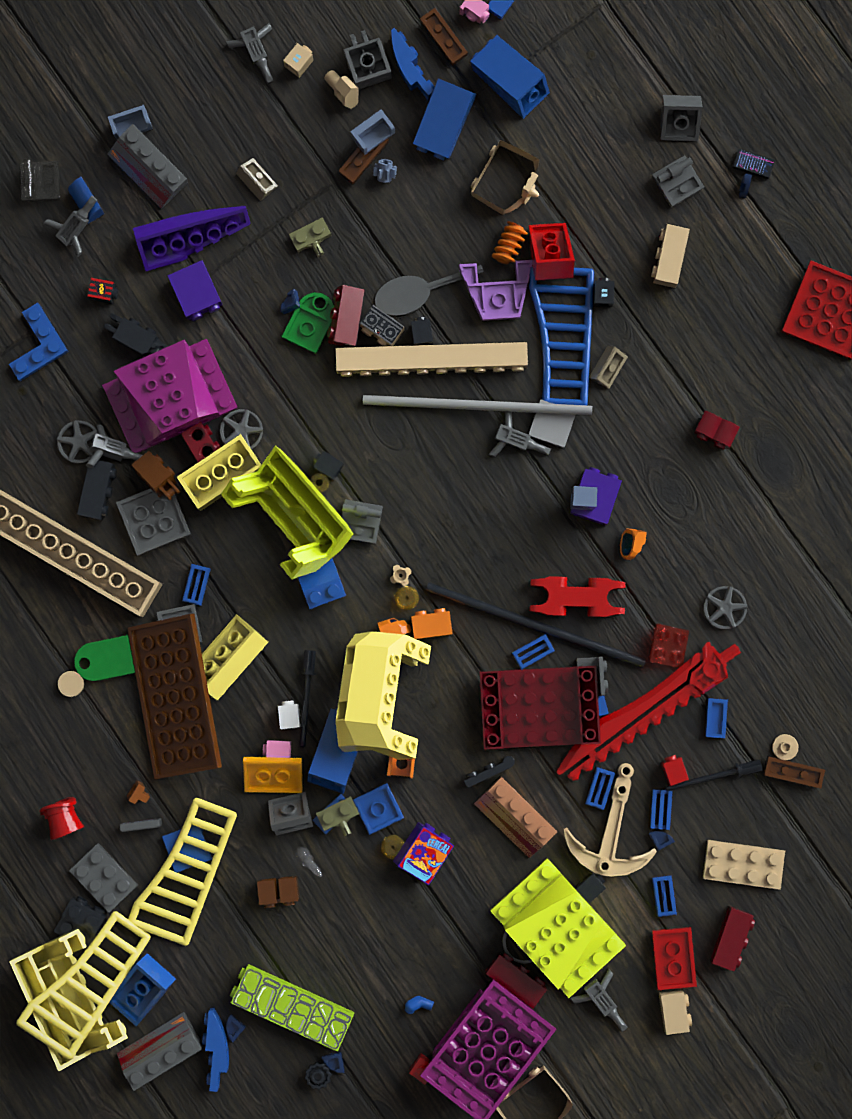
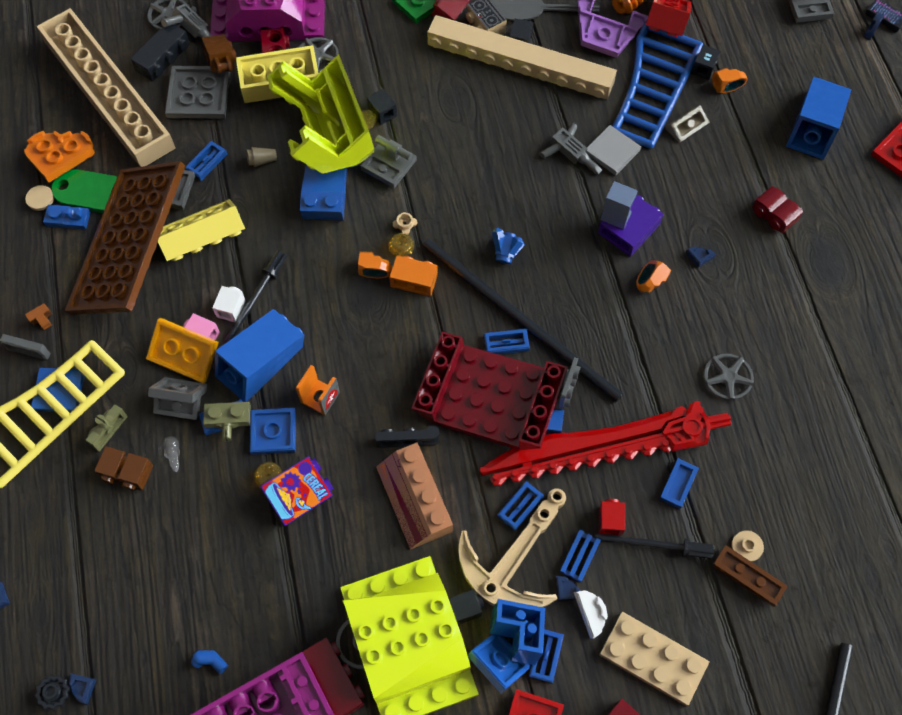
camera: 20 degrees right, 20 degrees down
(63, 636) = (58, 153): none -> orange plate
(104, 691) = (66, 217): none -> blue plate
(243, 562) = (260, 156): none -> dark tan cone
(246, 856) = (106, 427): none -> olive plate
(291, 1007) = (69, 602): lime brick -> none
(370, 693) = (313, 293): light yellow wedge -> none
(477, 405) = (549, 108): light grey piece -> none
(498, 564) = (506, 245): none -> blue rock
(562, 596) = (588, 311): red piece -> none
(630, 304) = (728, 80): none -> orange rock
(632, 917) = (495, 662): none -> blue tile
(641, 884) = (524, 625): none -> blue brick
(665, 501) = (700, 256): none -> dark blue tile
(669, 645) = (653, 388): clear red hinge -> none
(670, 255) = (782, 54): tan brick -> none
(686, 849) = (592, 611): none -> white tile
(725, 315) = (819, 118): none -> blue slope

